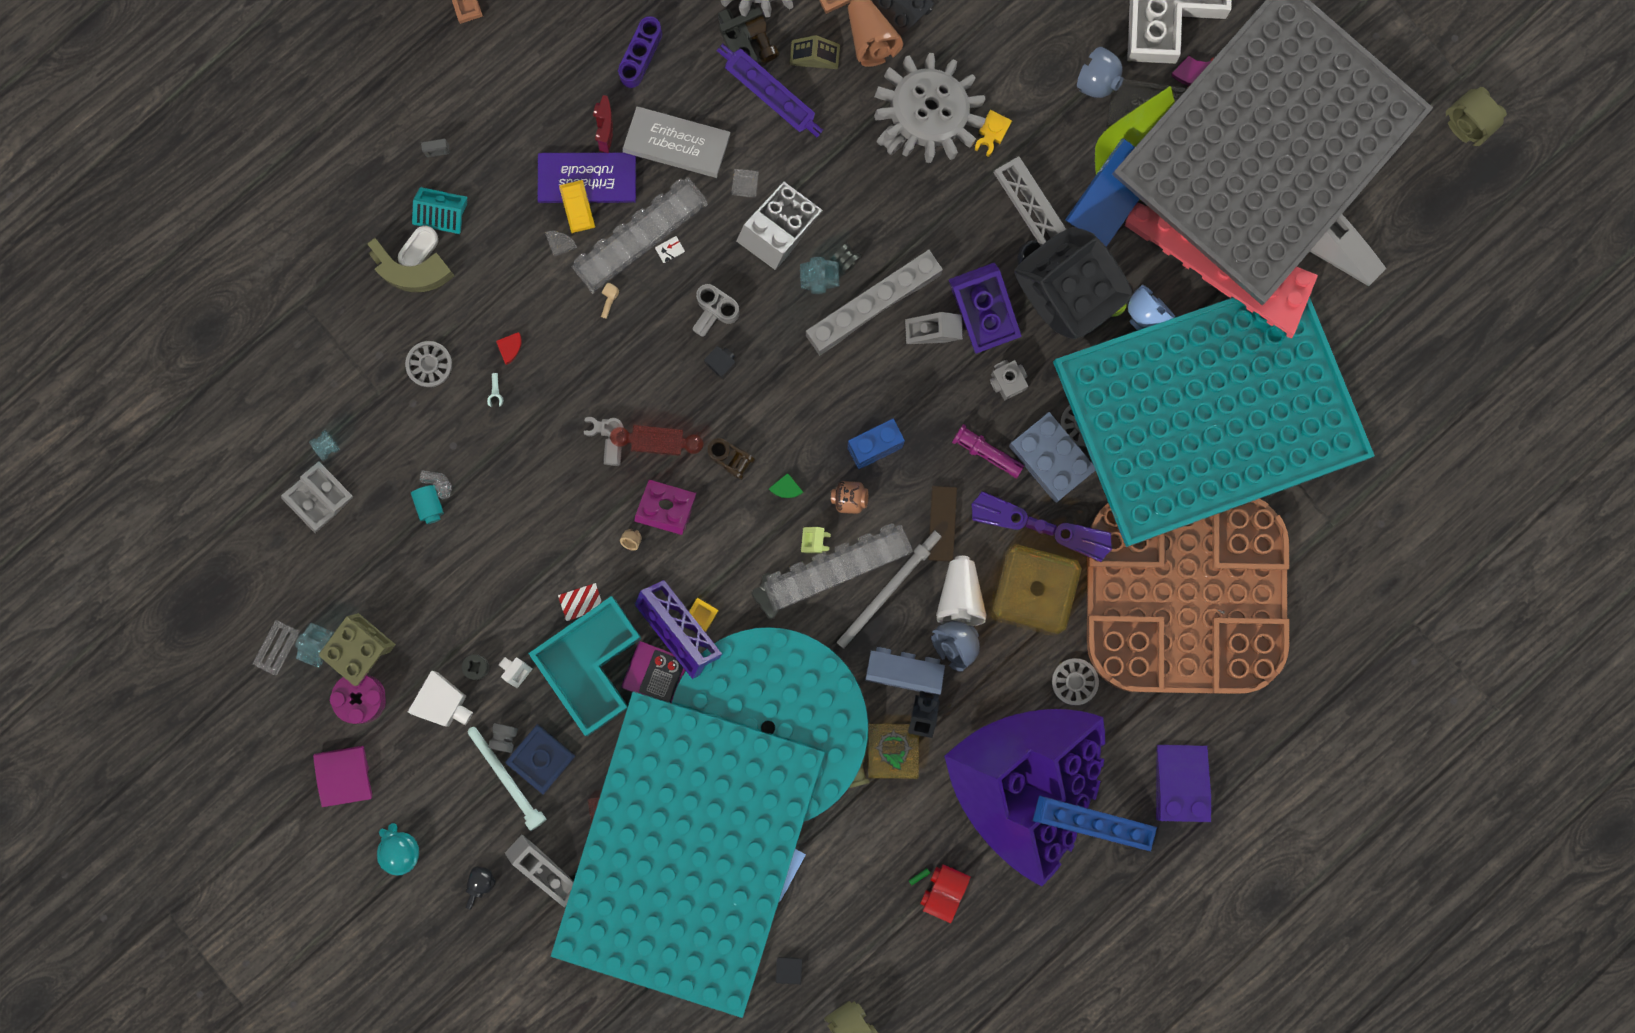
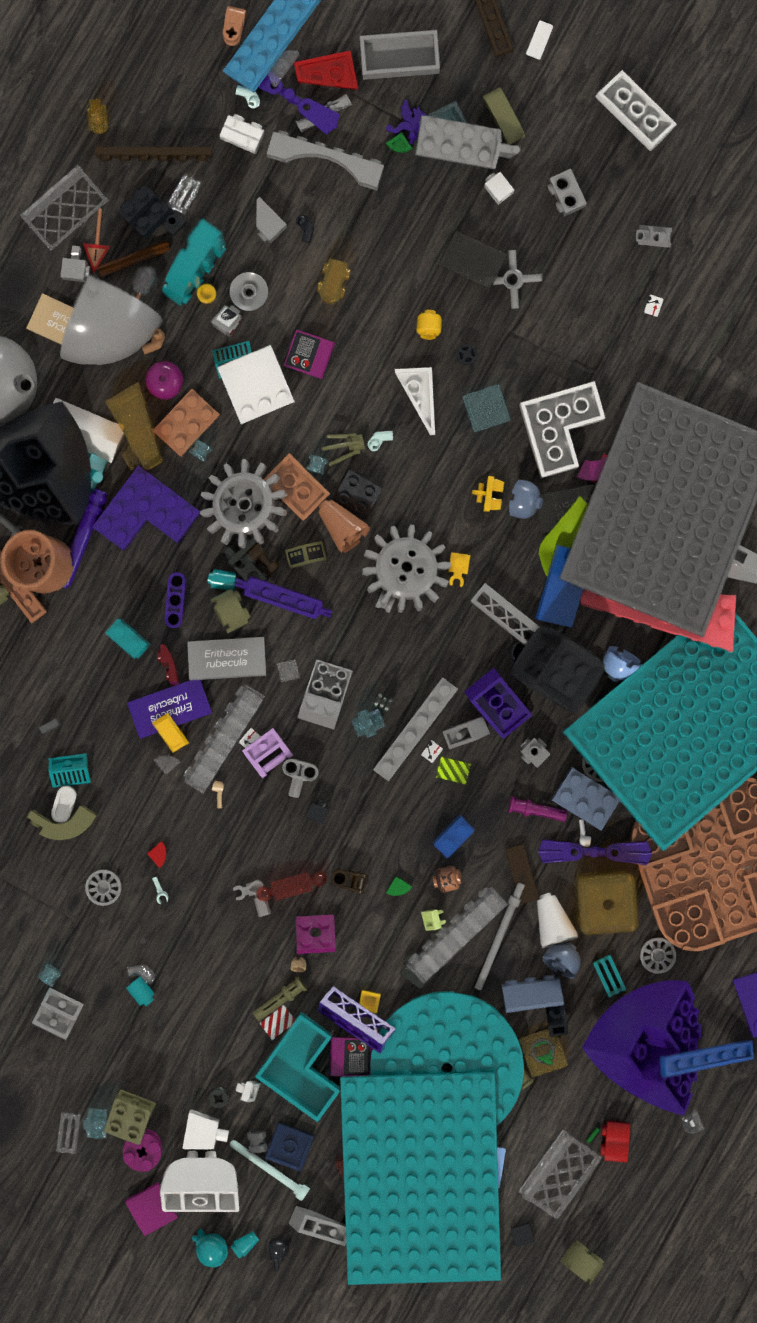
camera: 20 degrees left, 5 degrees up
(411, 765) = (200, 1185): none -> white hips
(440, 861) = (244, 1244): none -> teal cone
(567, 73) = (128, 638): none -> teal panel
(604, 569) = (287, 992): none -> olive pin
(681, 263) = (262, 748): none -> lavender plate
(701, 84) = (230, 611): none -> olive brick
(704, 47) = (222, 579): none -> teal brick
(846, 896) = (549, 1163): none -> clear fence
(884, 339) = (432, 751): none -> white sticker
(902, 371) = (453, 770): none -> clear neon green sticker
(1004, 664) = (616, 990): none -> teal tile
(1032, 509) = (583, 840): none -> white hand
(1047, 904) = (692, 1123): none -> clear tile
(1058, 68) = (492, 485): none -> yellow hips

